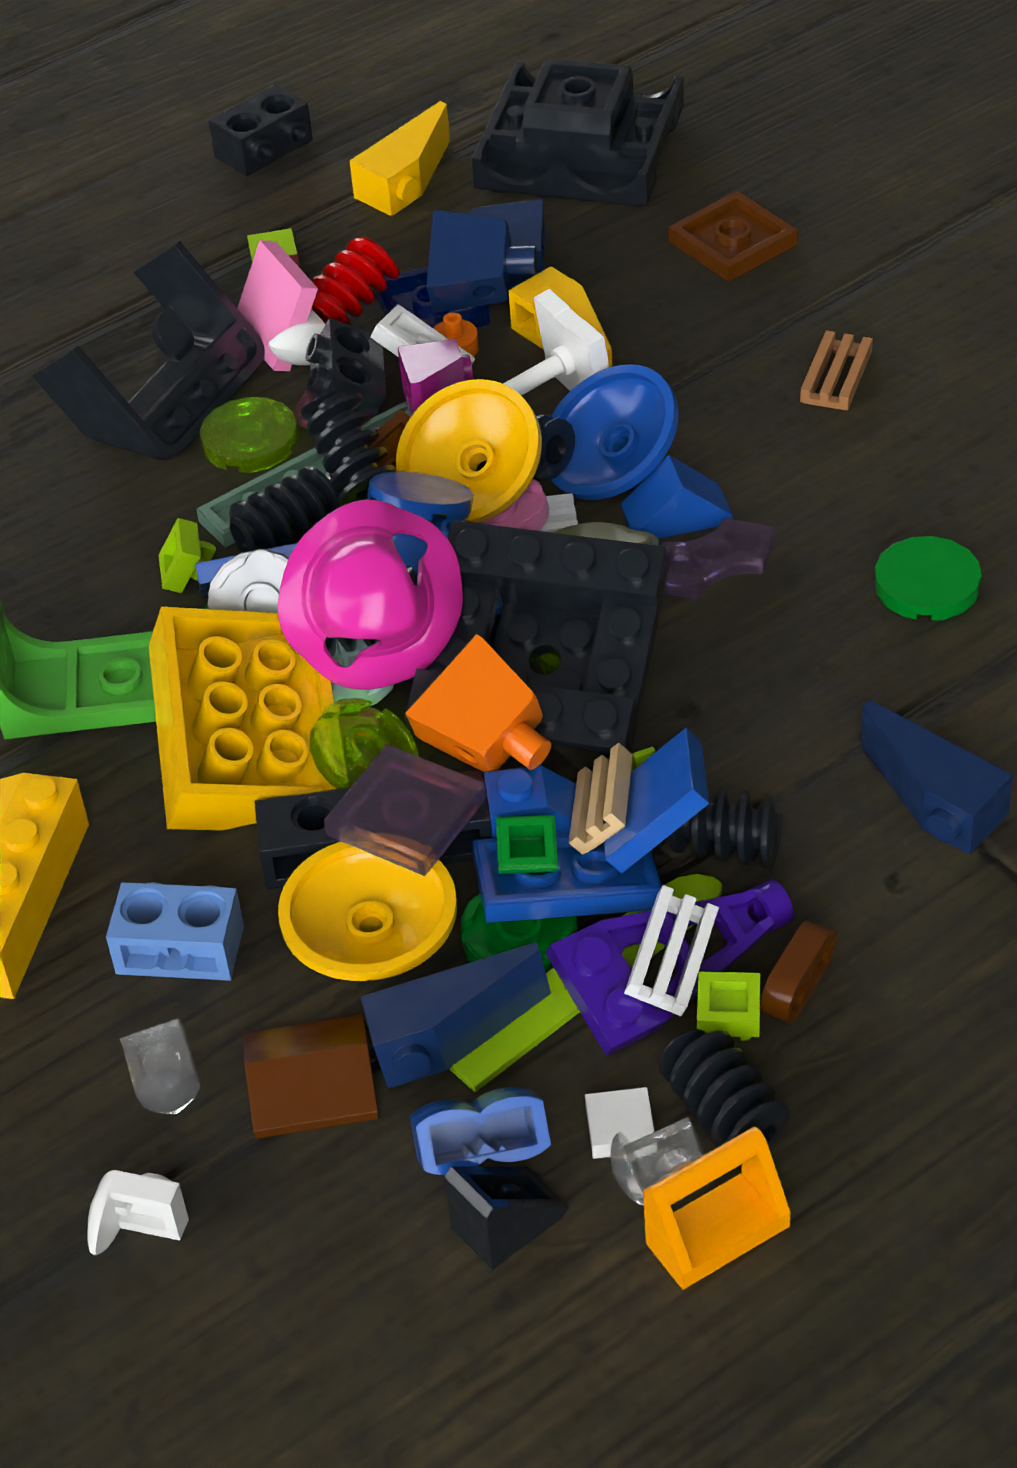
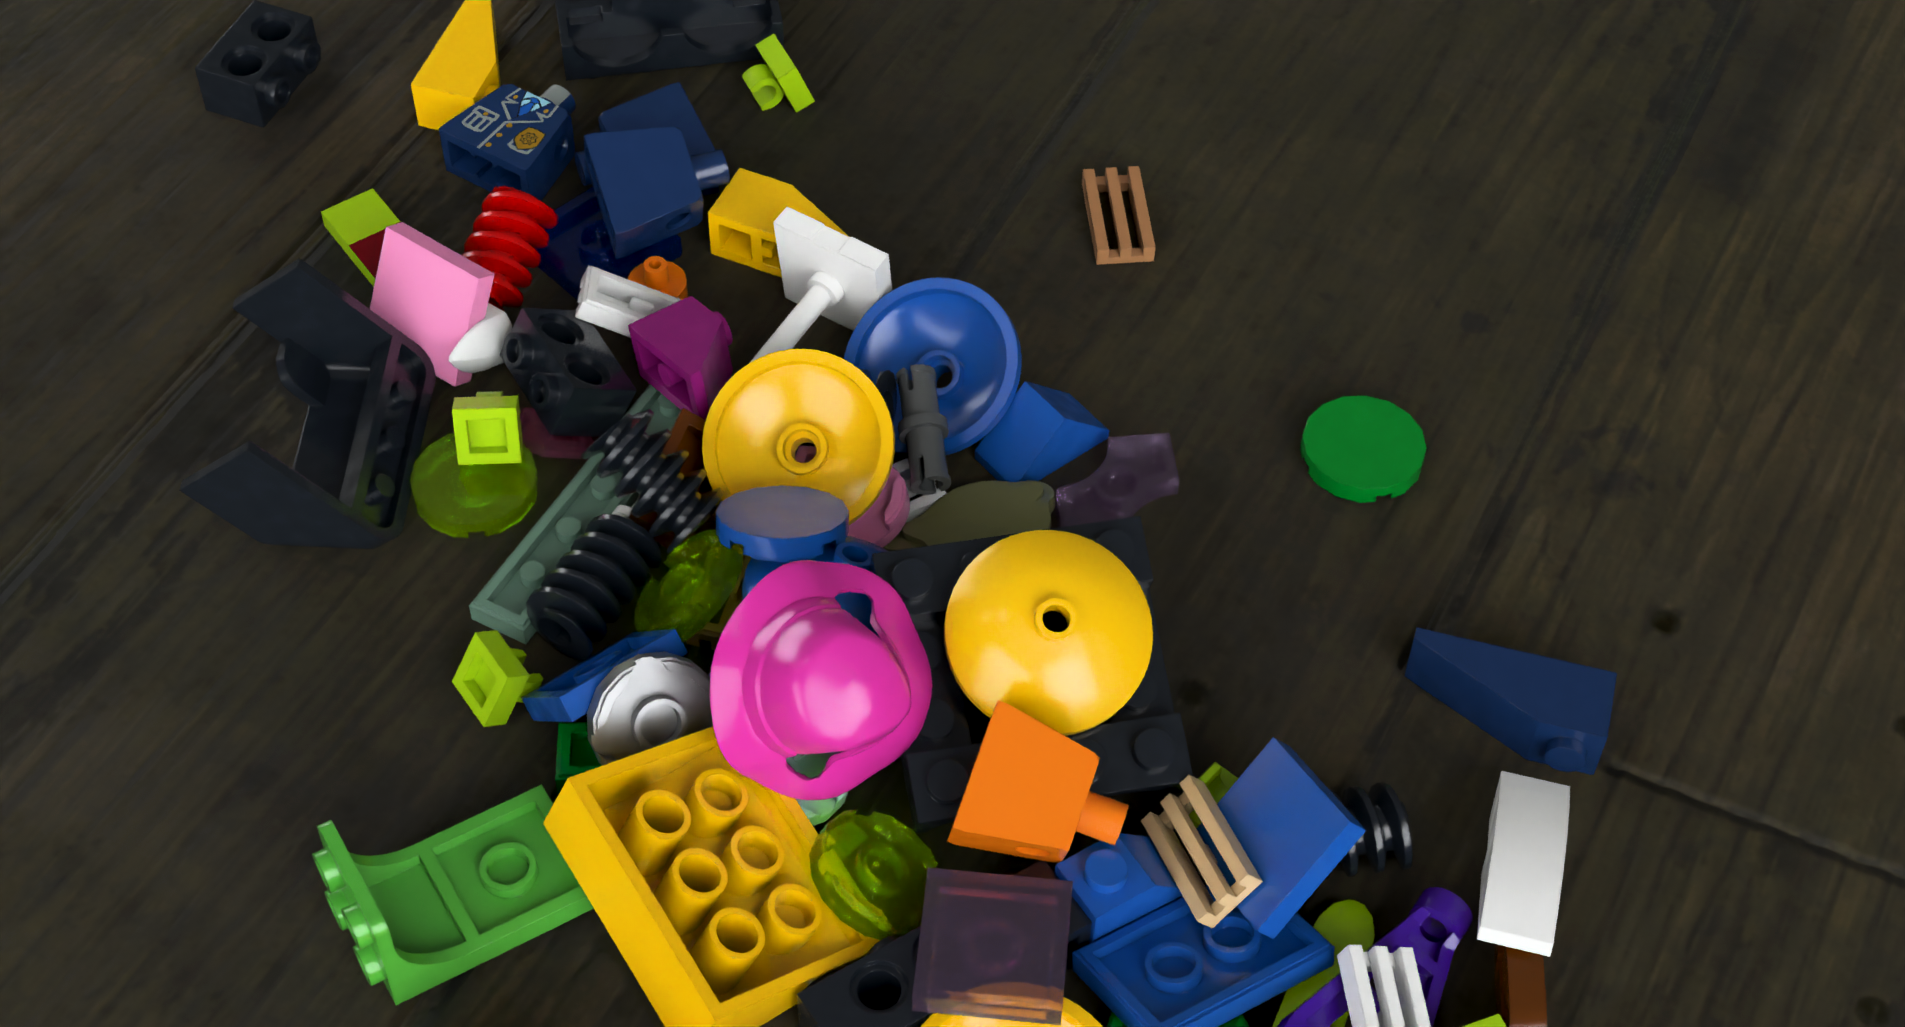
camera: 30 degrees left, 5 degrees up
(266, 395) = (487, 429): none -> lime tile
(401, 216) = (512, 139): none -> dark blue torso
(526, 844) = (1152, 942): green slope -> none
(561, 637) = (1008, 654): none -> yellow dish
(576, 471) = (923, 429): none -> dark grey pin
(630, 213) = (776, 78): none -> lime tile
(733, 236) = (904, 73): reddish brown tile -> none
(850, 881) = (1524, 864): none -> white slope

